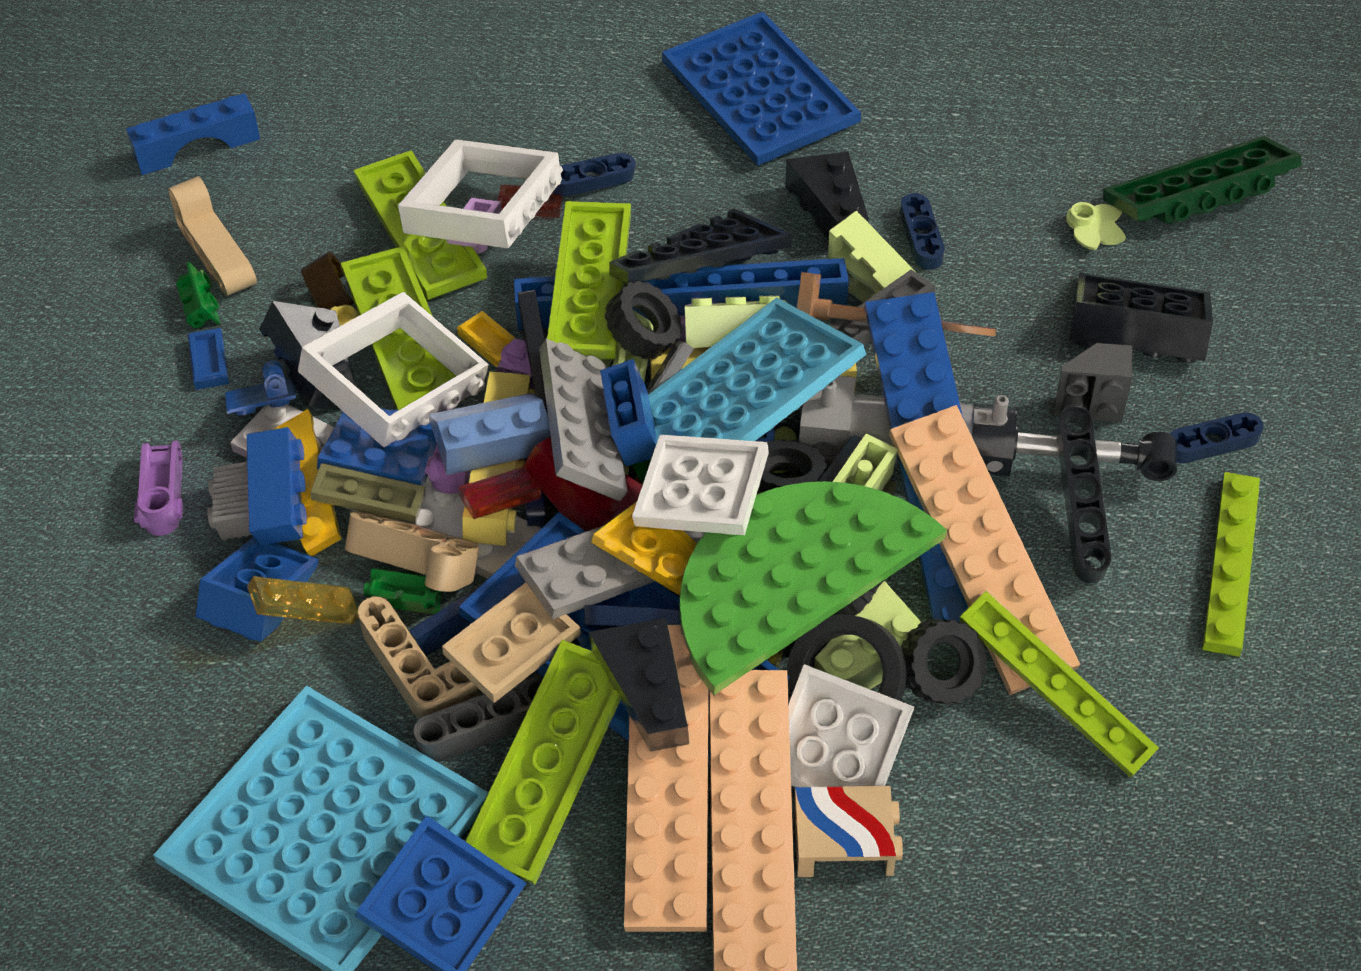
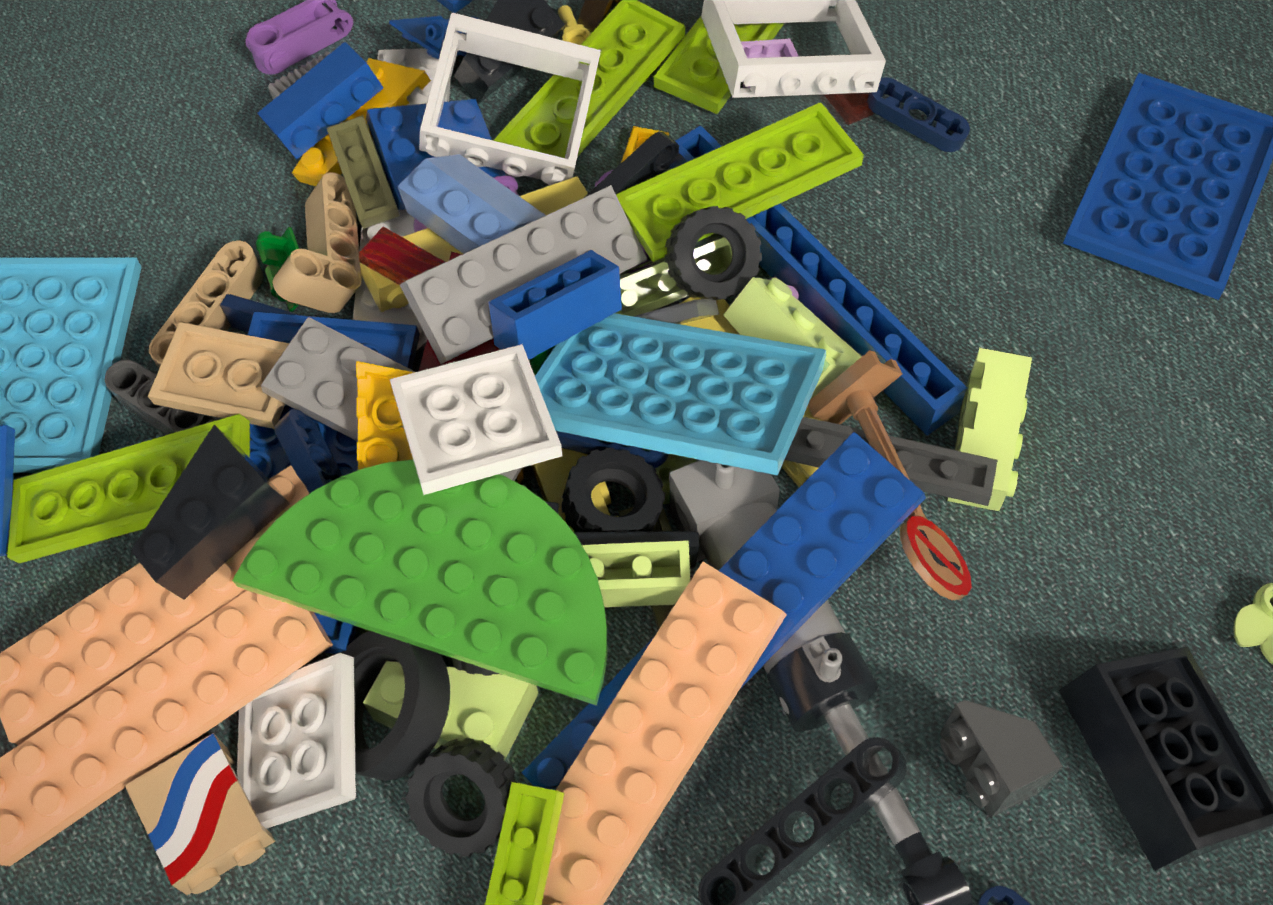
camera: 60 degrees right, 10 degrees up
(224, 590) = (225, 160): blue slope -> none
(302, 600) = (211, 195): clear yellow plate -> none
(702, 246) = (867, 250): black wing -> none
(826, 188) = (1074, 330): black wedge -> none
(920, 241) = (1101, 463): dark blue beam -> none

